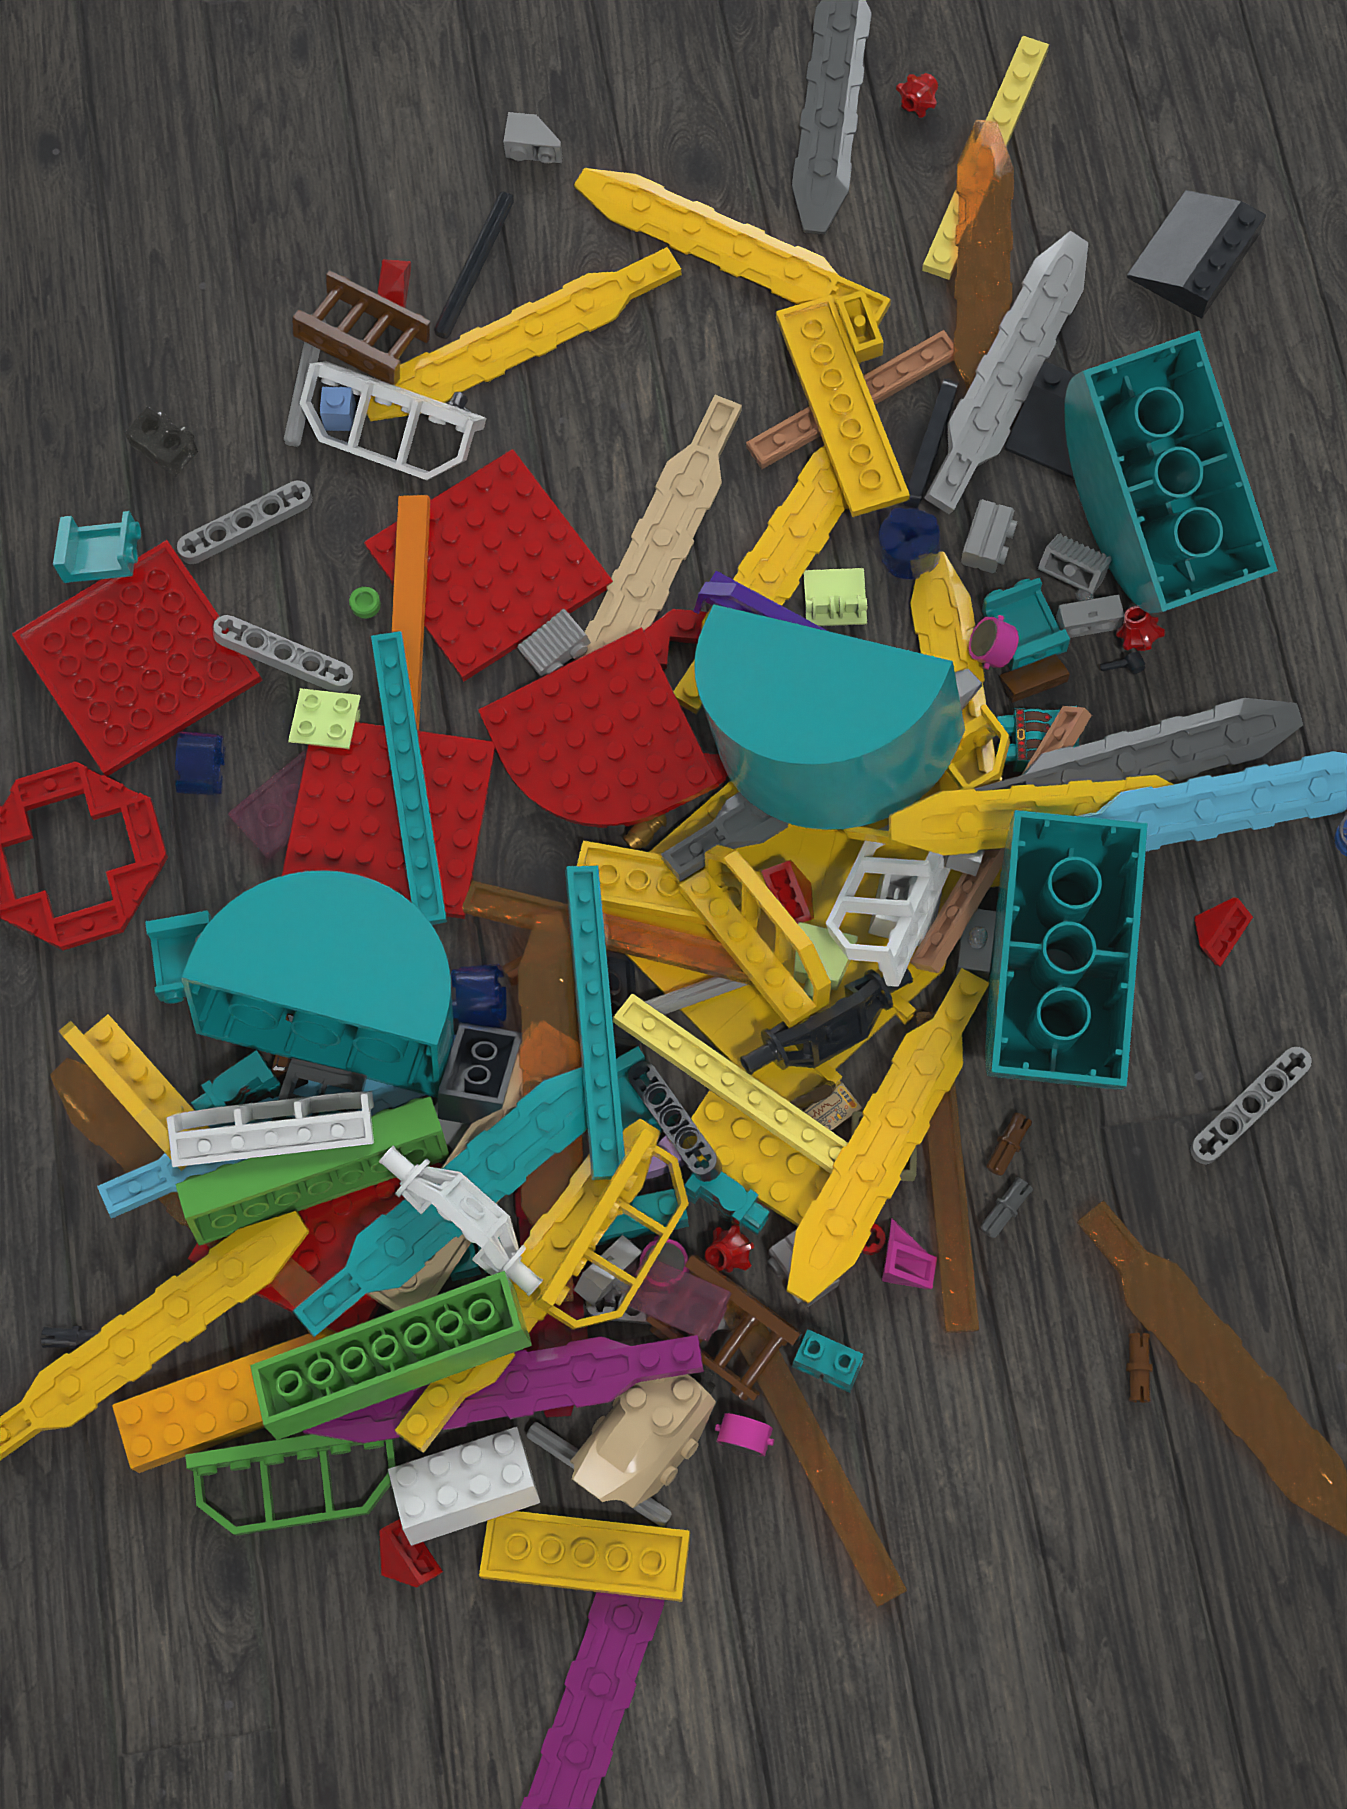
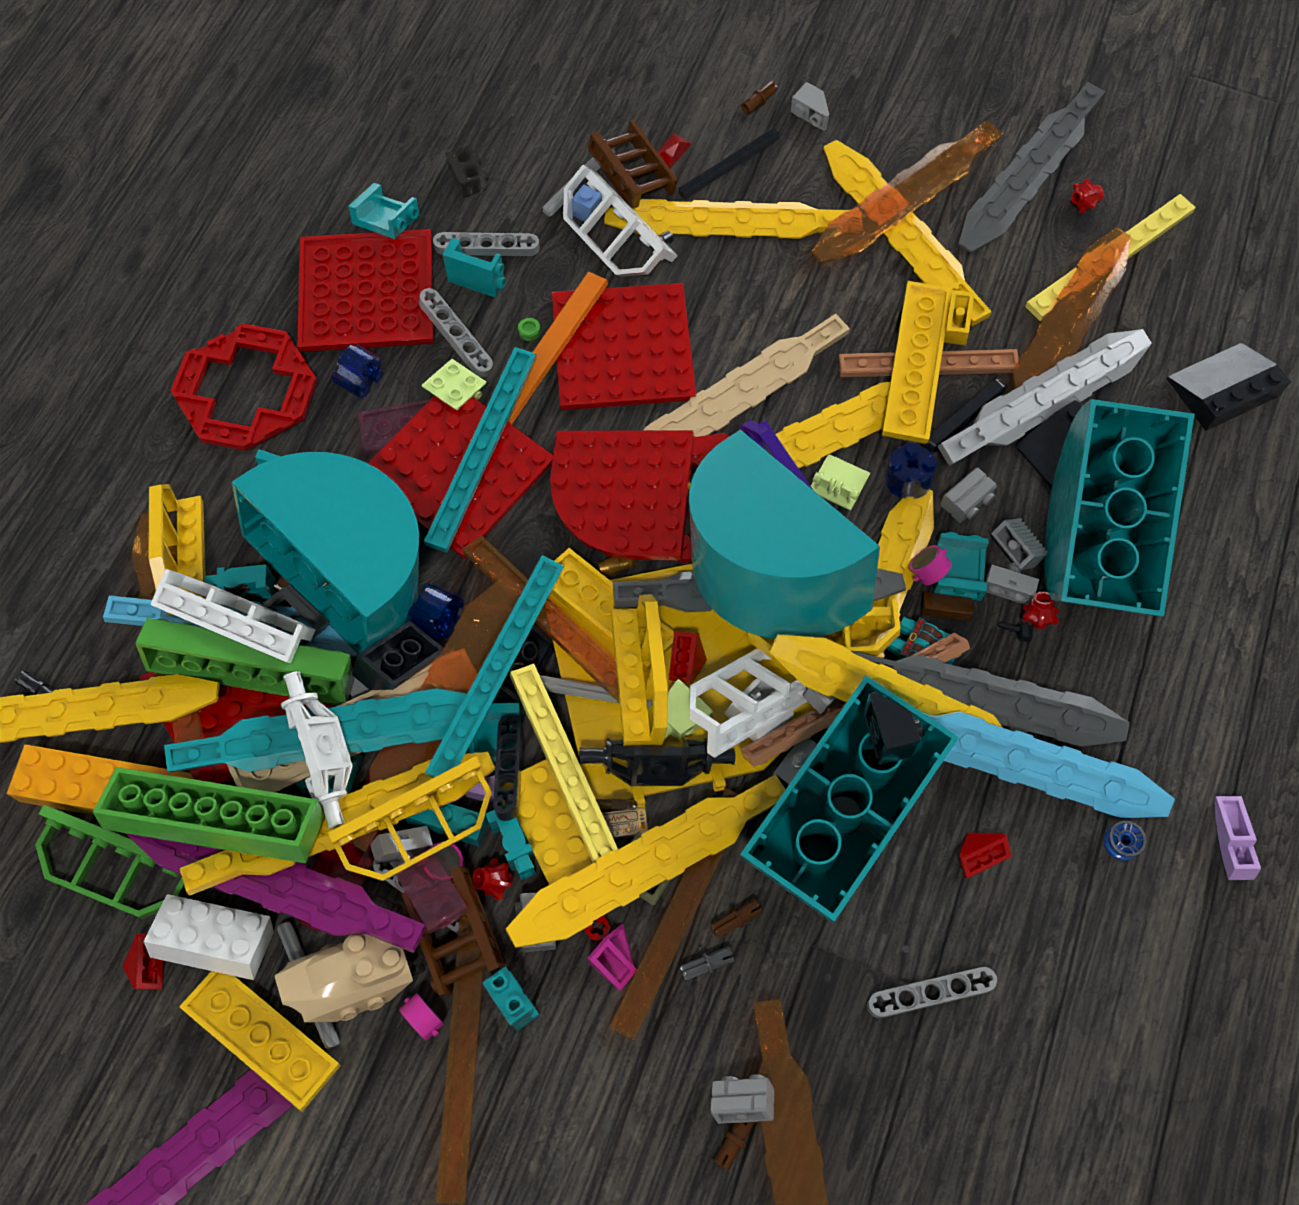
camera: 25 degrees right, 5 degrees down
(257, 568) = (473, 272): none -> teal panel
(459, 159) = (759, 97): none -> reddish brown axle
(554, 644) = (631, 414): light grey brick -> none
(709, 195) = (909, 190): none -> clear orange plate
(1079, 855) = (891, 729): none -> black slope
(1126, 1322) = (742, 1100): none -> light grey brick

